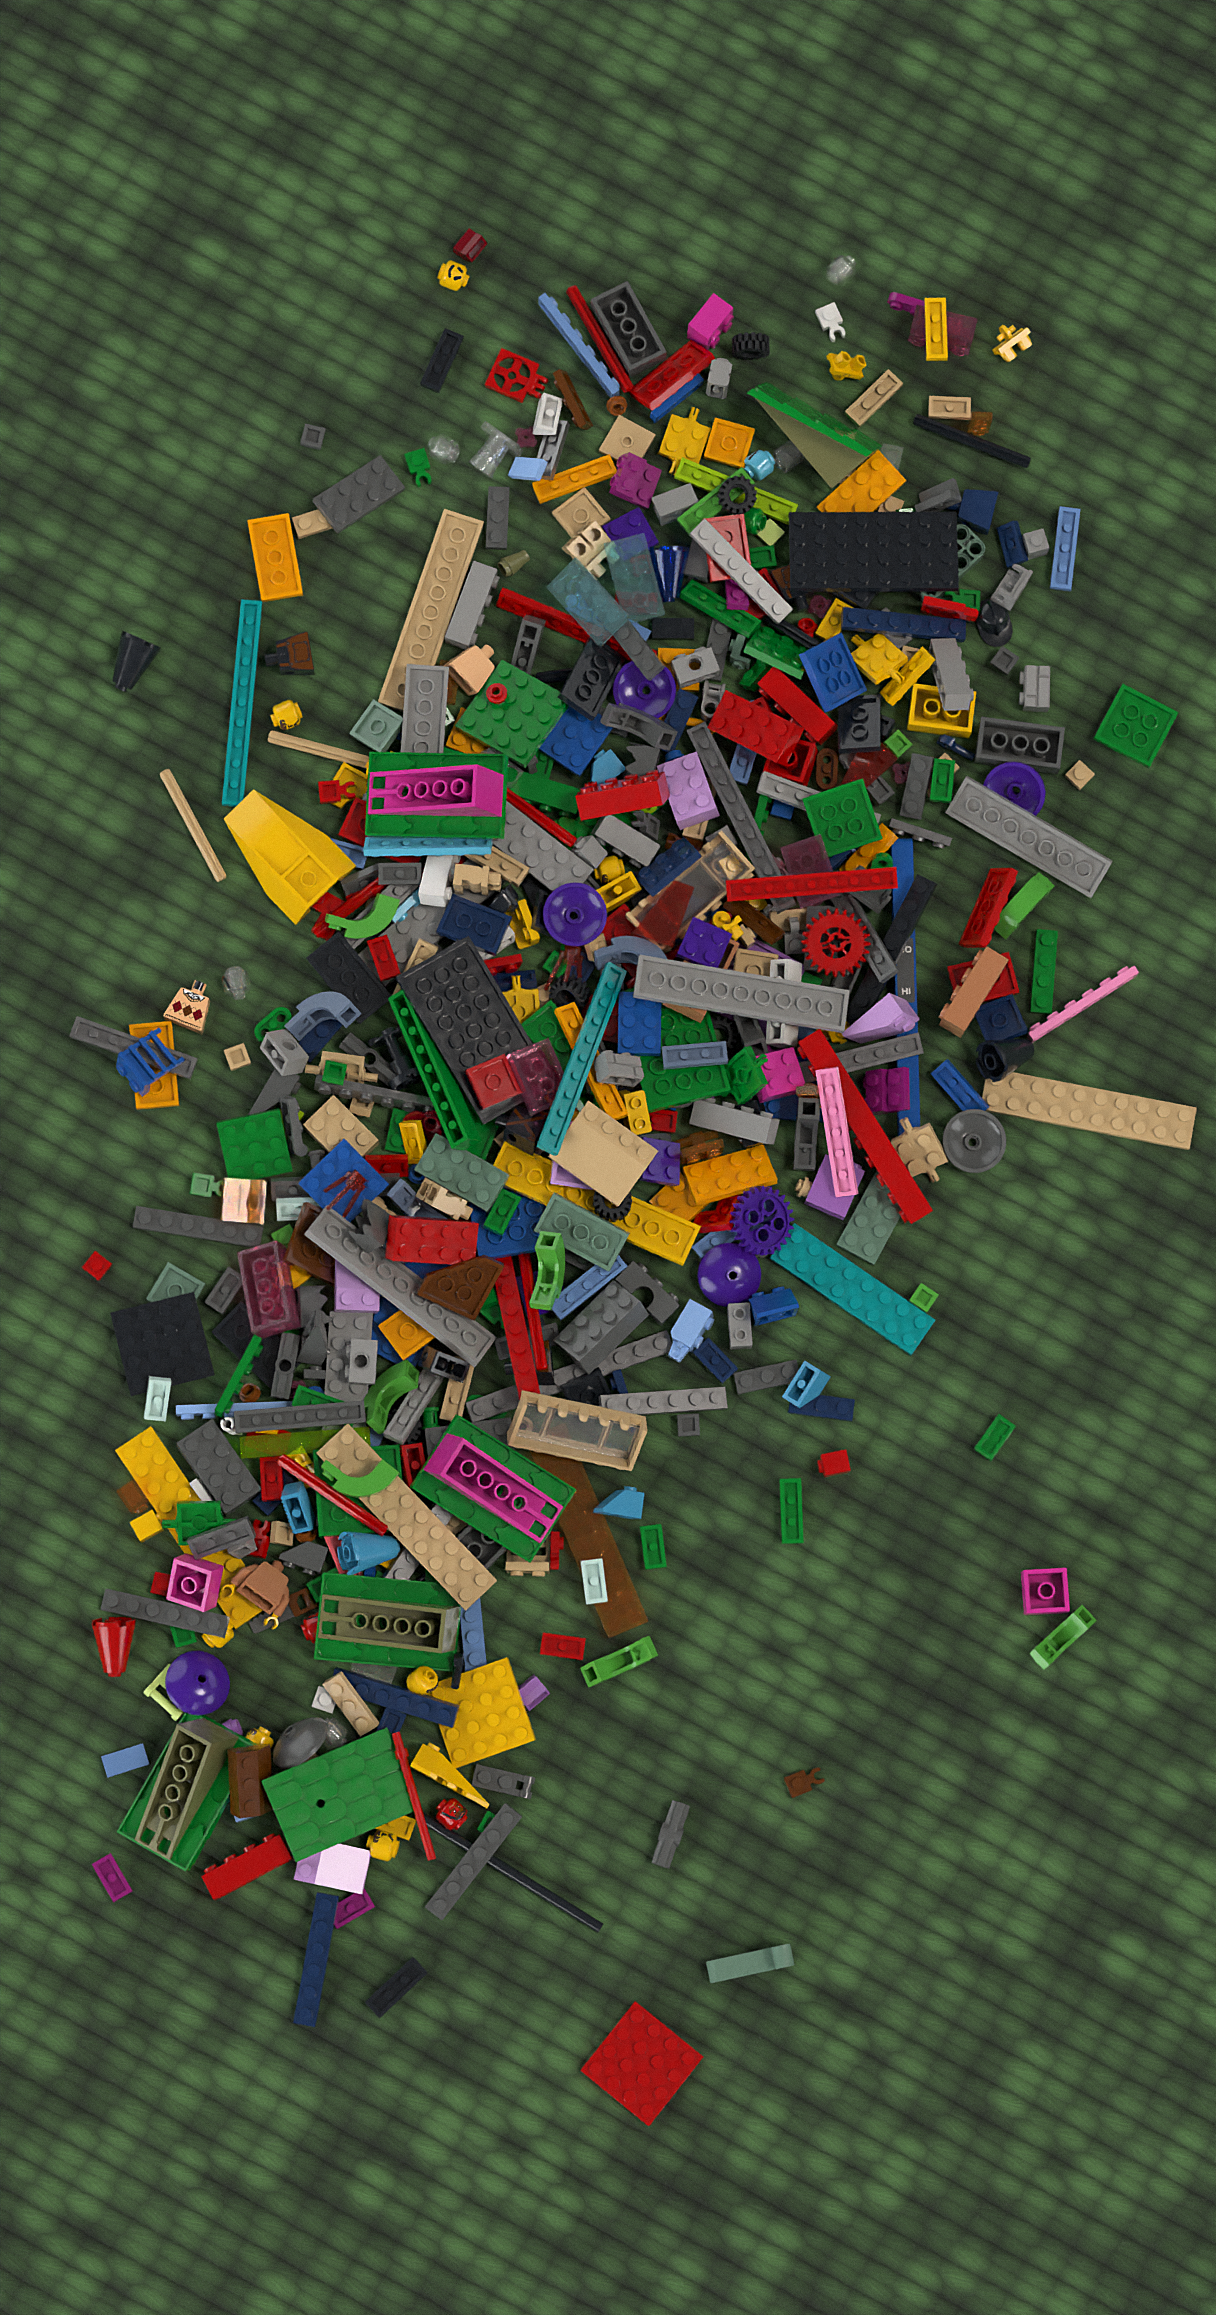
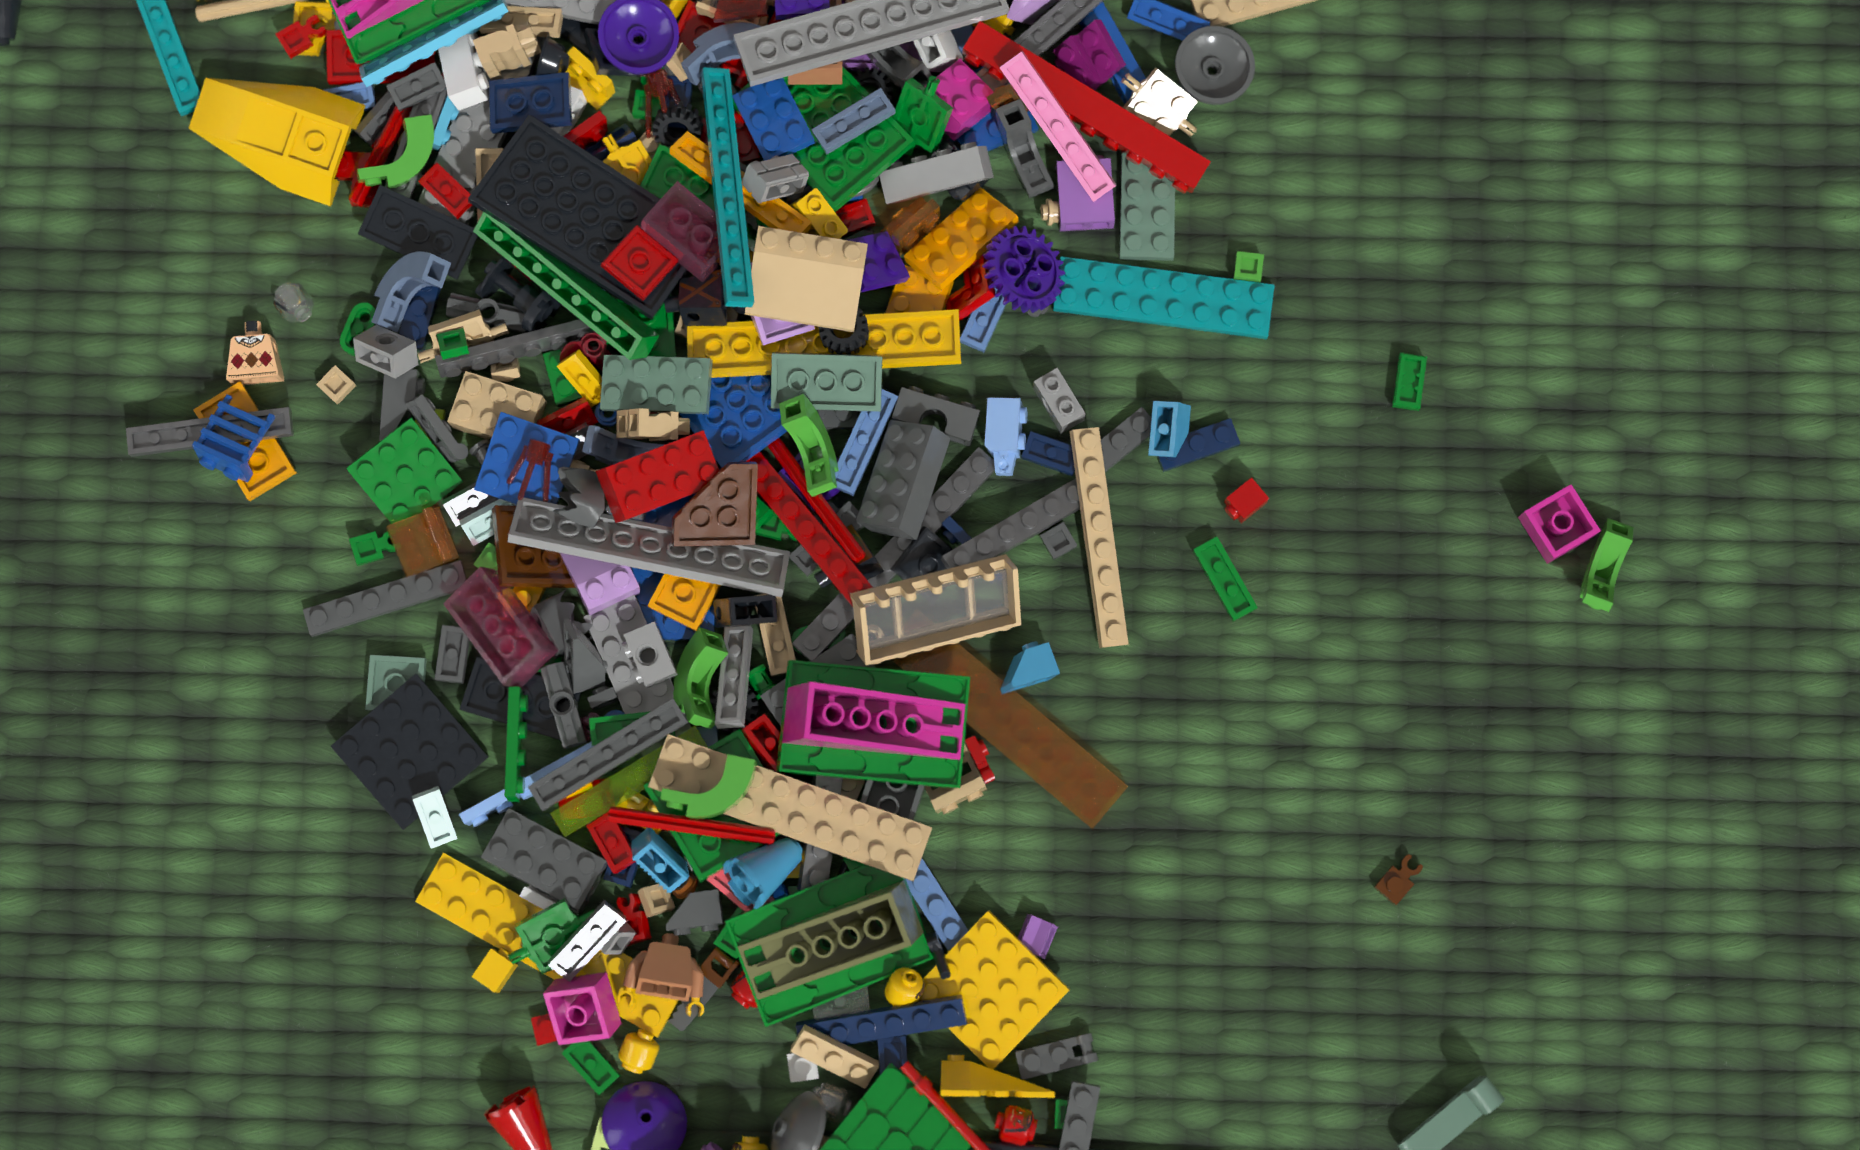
camera: 15 degrees left, 0 degrees up
(97, 1266) = (291, 700): red plate -> none
(133, 1497) = (462, 945): clear orange brick -> none
(165, 1613) = (566, 1061): dark grey plate -> none
(193, 825) = (159, 153): tan axle -> none
(229, 1425) = (531, 806): white pin -> none
(249, 1393) = (538, 757): dark orange plate -> none
(502, 1212) = (724, 406): green plate -> none
(562, 1646) = (1044, 865): red plate -> none
(594, 1581) = (1043, 772): light aqua plate -> none
(619, 1662) = (1119, 849): bright green arch -> none
(653, 1547) = (1089, 699): green plate -> none
(670, 1834) = (1280, 1018): dark grey piece -> none
(715, 1270) = (1000, 352): dark purple dish -> none
(717, 1437) = (1099, 537): none -> tan plate
(772, 1306) = (1087, 358): blue slope -> none

